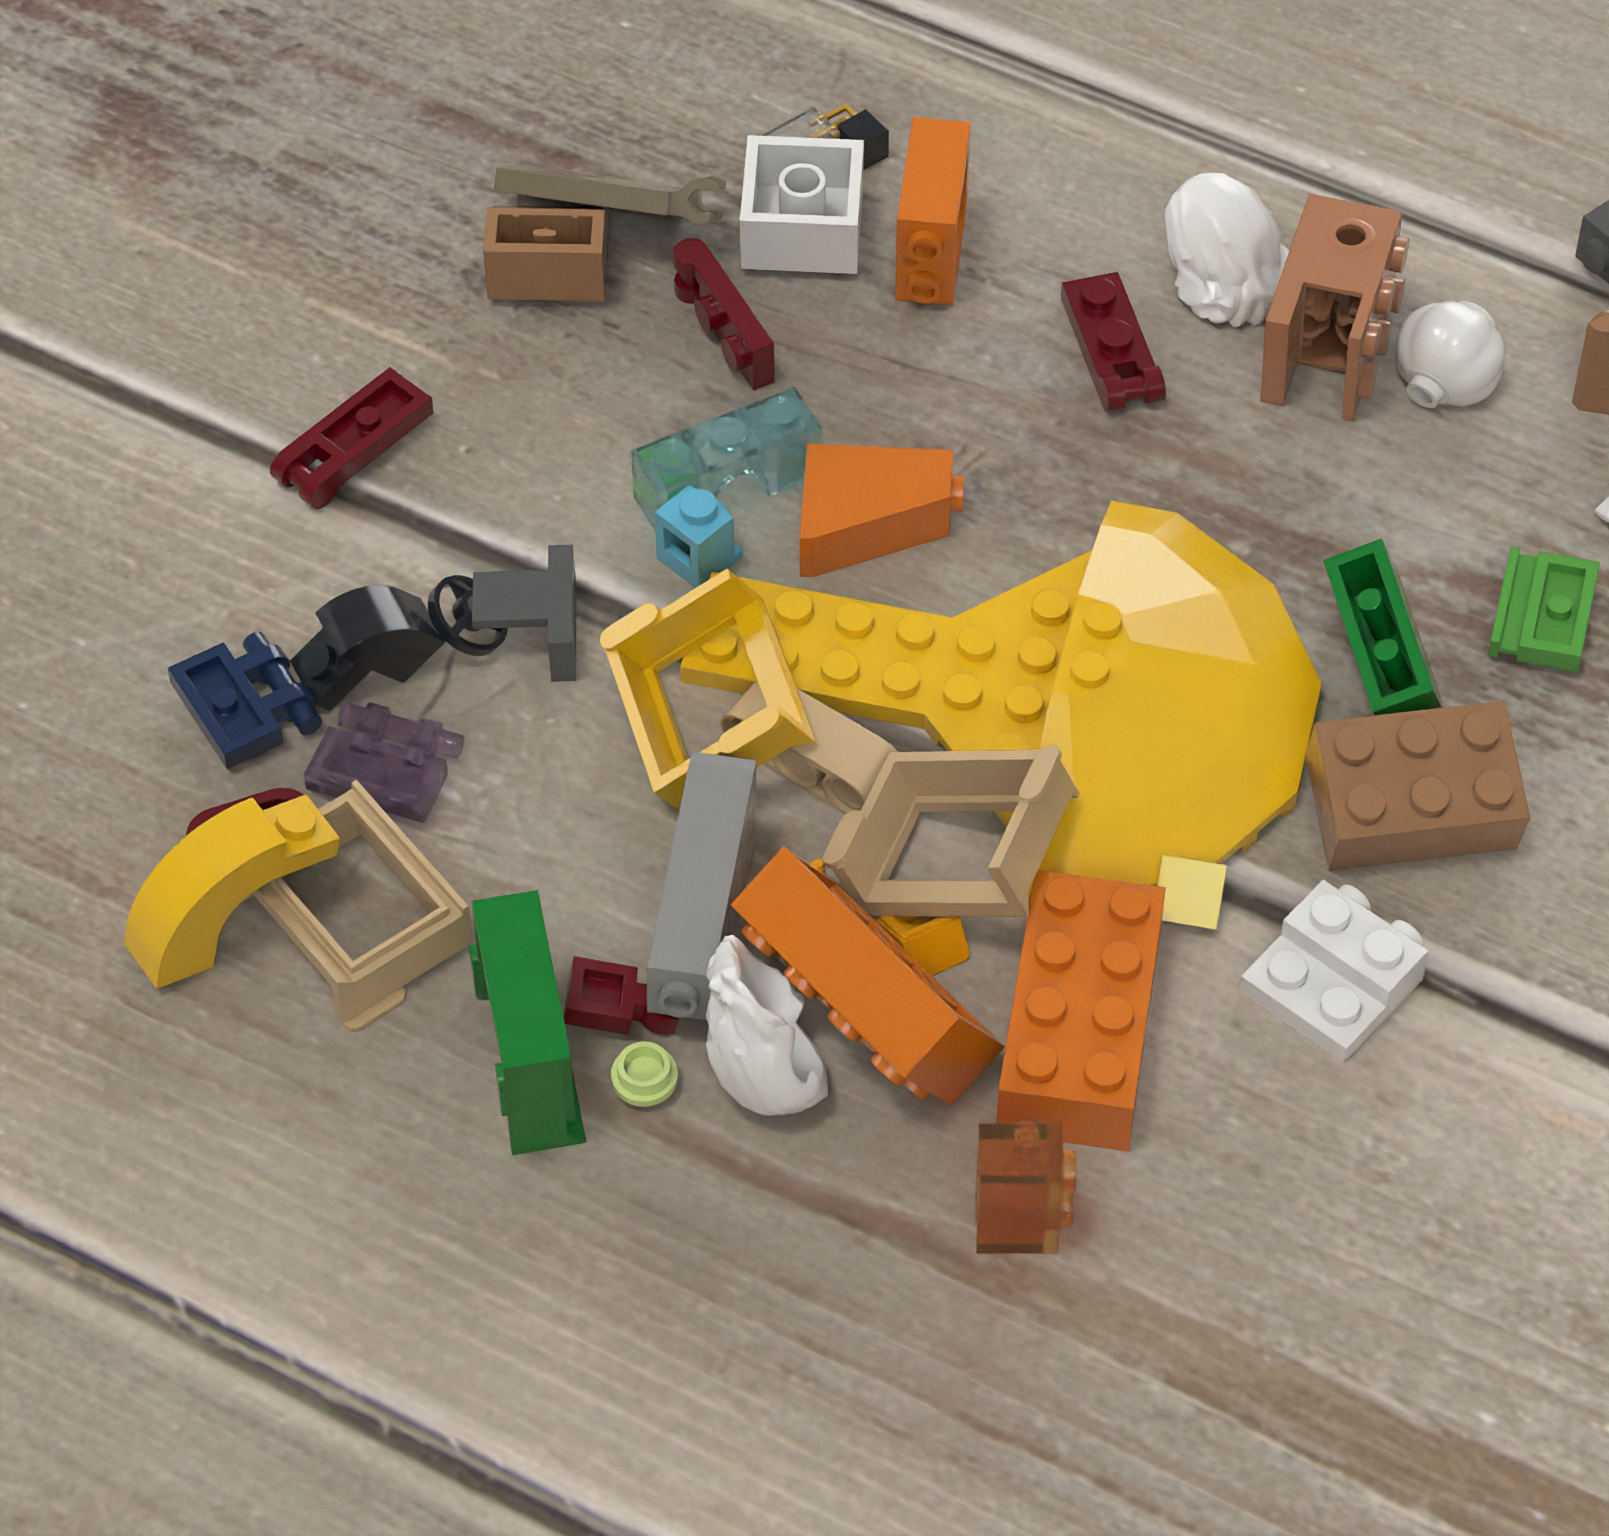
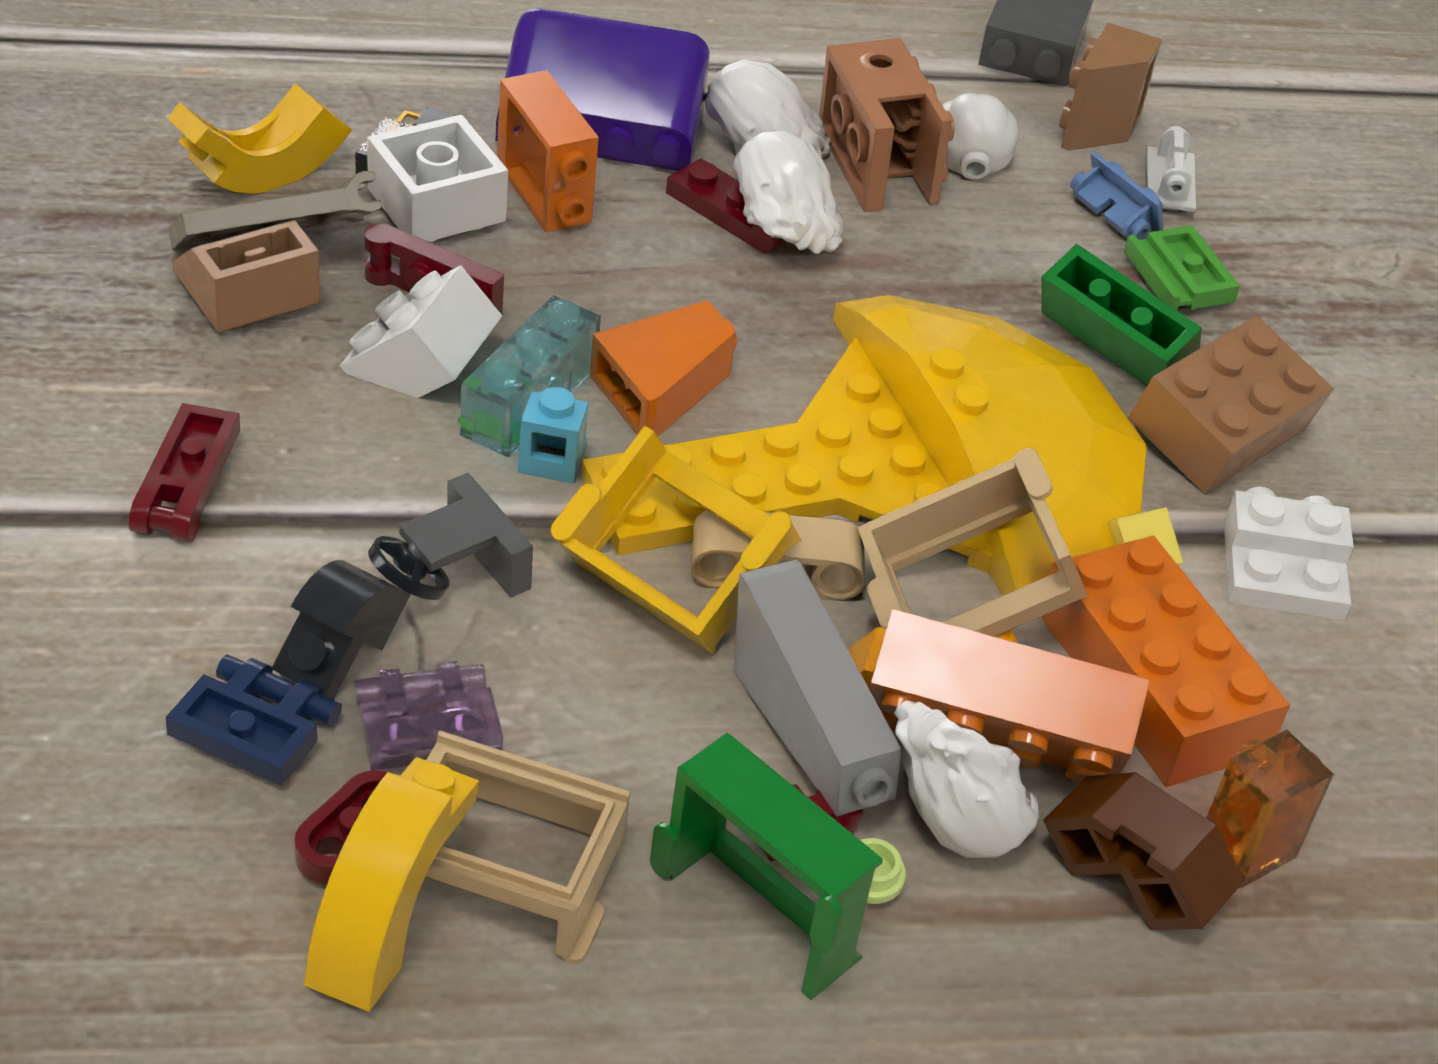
camera: 40 degrees left, 10 degrees down
(662, 379) = (423, 335): none -> white slope
(668, 110) = (269, 154): none -> yellow arch
(888, 1172) = (1157, 843): none -> reddish brown brick
(1069, 156) = (627, 80): none -> dark purple windscreen
(1151, 357) = (788, 191): none -> white piece
(1563, 515) = (1133, 209): none -> medium blue hinge

